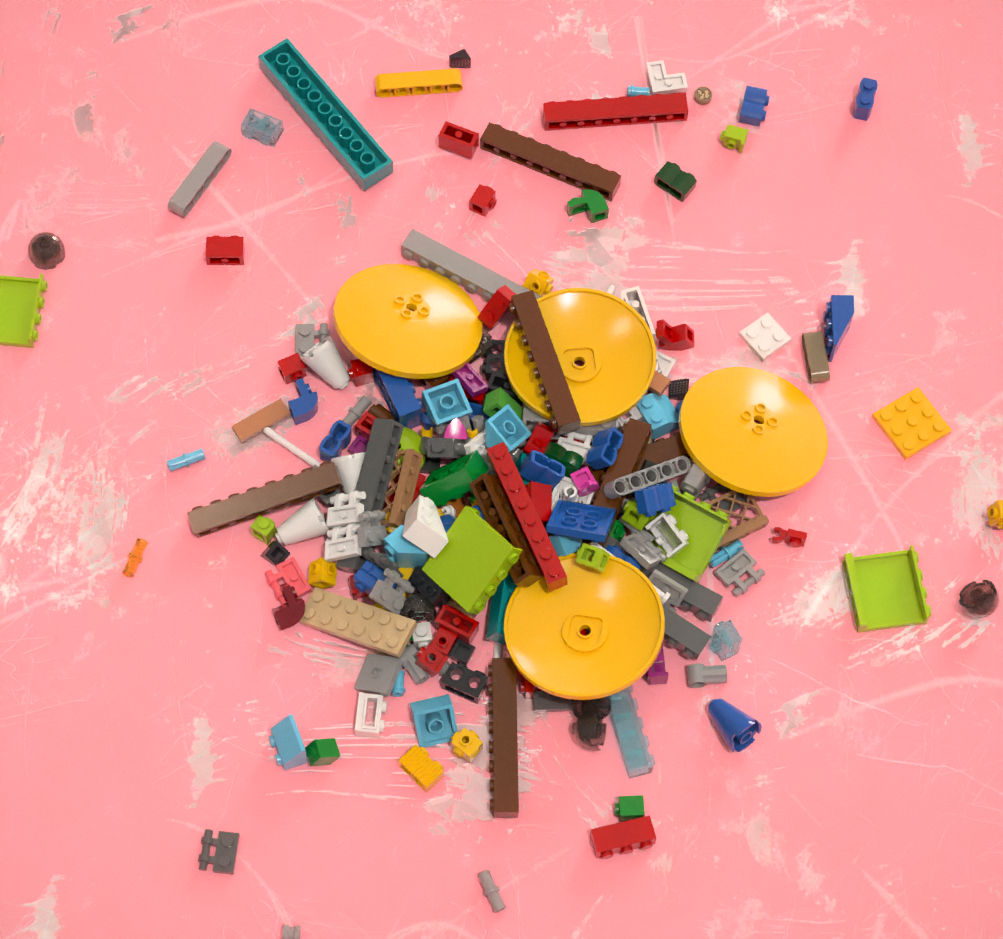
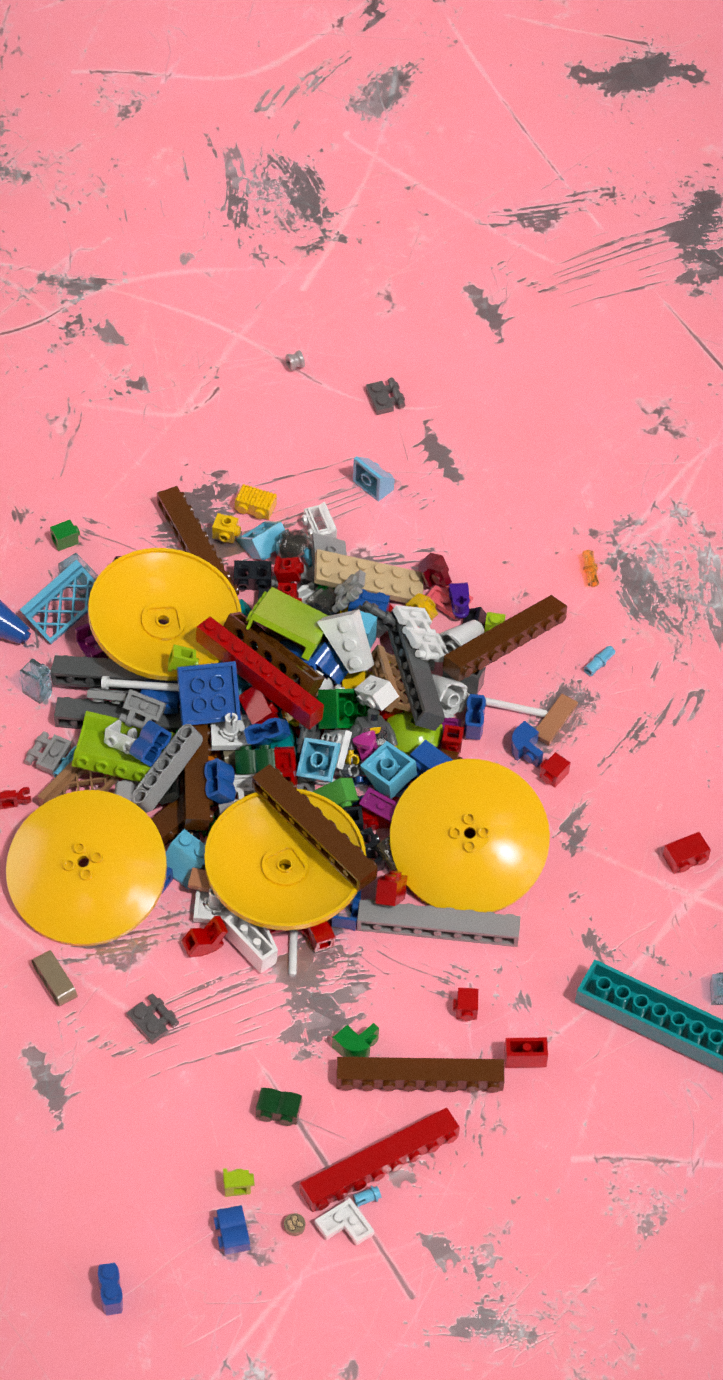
camera: 155 degrees right, 10 degrees down
(281, 566) = (459, 599): none -> dark purple piece
(306, 336) = (559, 804): light grey plate -> none
(322, 752) = (342, 480): green brick -> none
(327, 363) = (535, 774): white cone -> none
(356, 412) = (475, 748): light grey pin -> none
(371, 531) = (394, 633): light grey plate -> none
(412, 685) = (292, 543): none -> clear smoke cylinder
(418, 83) = (604, 1106): yellow beam -> none
(420, 450) = (376, 693): none -> white brick
(460, 59) = (575, 1150): slope -> none
(491, 891) = (152, 442): light grey pin -> none
(539, 282) = (365, 937): yellow brick -> none
(584, 482) = (223, 741): dark pink tile -> none
(623, 837) = (71, 506): red brick -> none
(669, 733) = (50, 594): none -> medium azure fence
(678, 389) = (178, 896): black slope -> none
(702, 675) = (44, 655): light grey piece -> none
(751, 293) = (146, 1021): none -> dark grey plate
(765, 337) = (114, 983): white plate -> none
(838, 318) = (44, 1015): blue slope -> none

